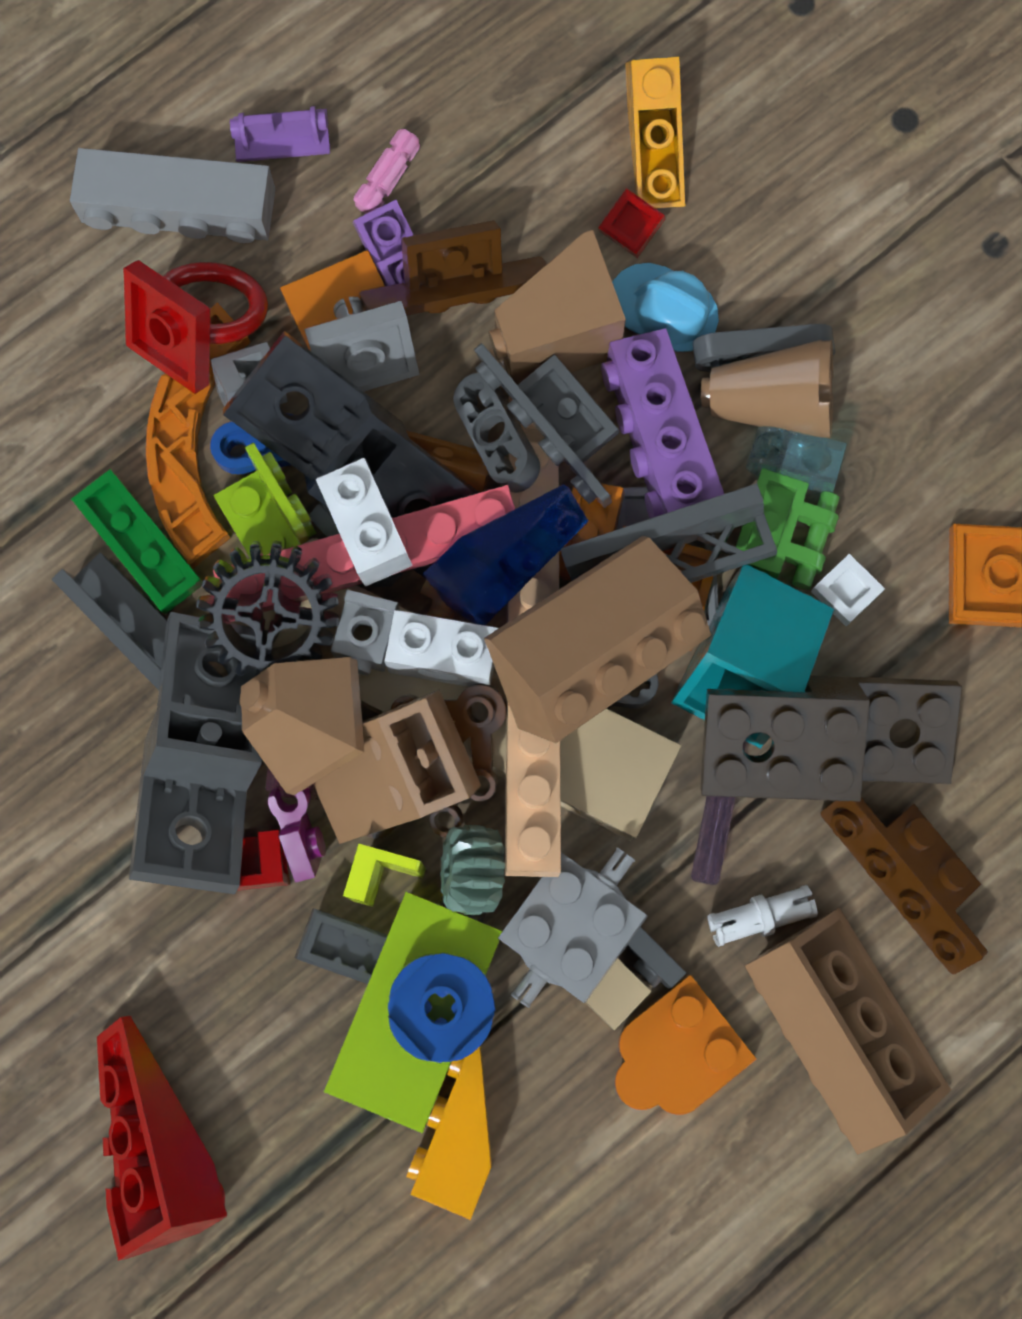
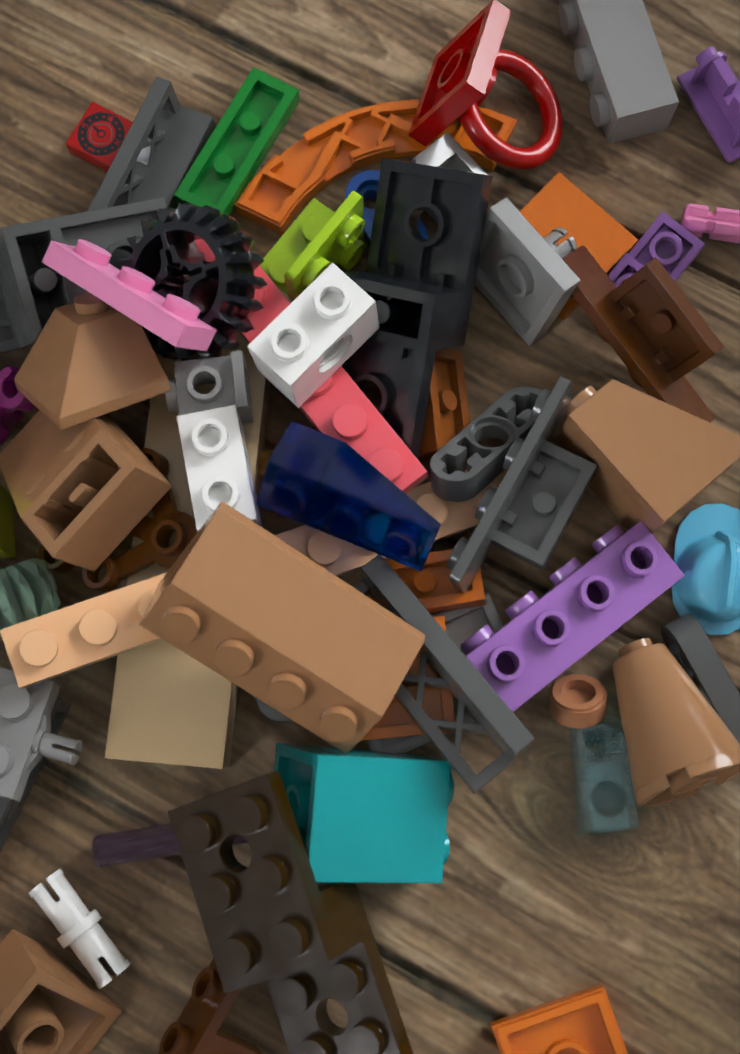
camera: 70 degrees right, 0 degrees up
(72, 656) = (98, 136): none -> red tile
(265, 656) = (130, 294): none -> bright pink plate
(731, 452) = (577, 701): none -> nougat tile
(783, 508) = (538, 777): bright green plate -> none
(848, 589) = (476, 891): white plate -> none

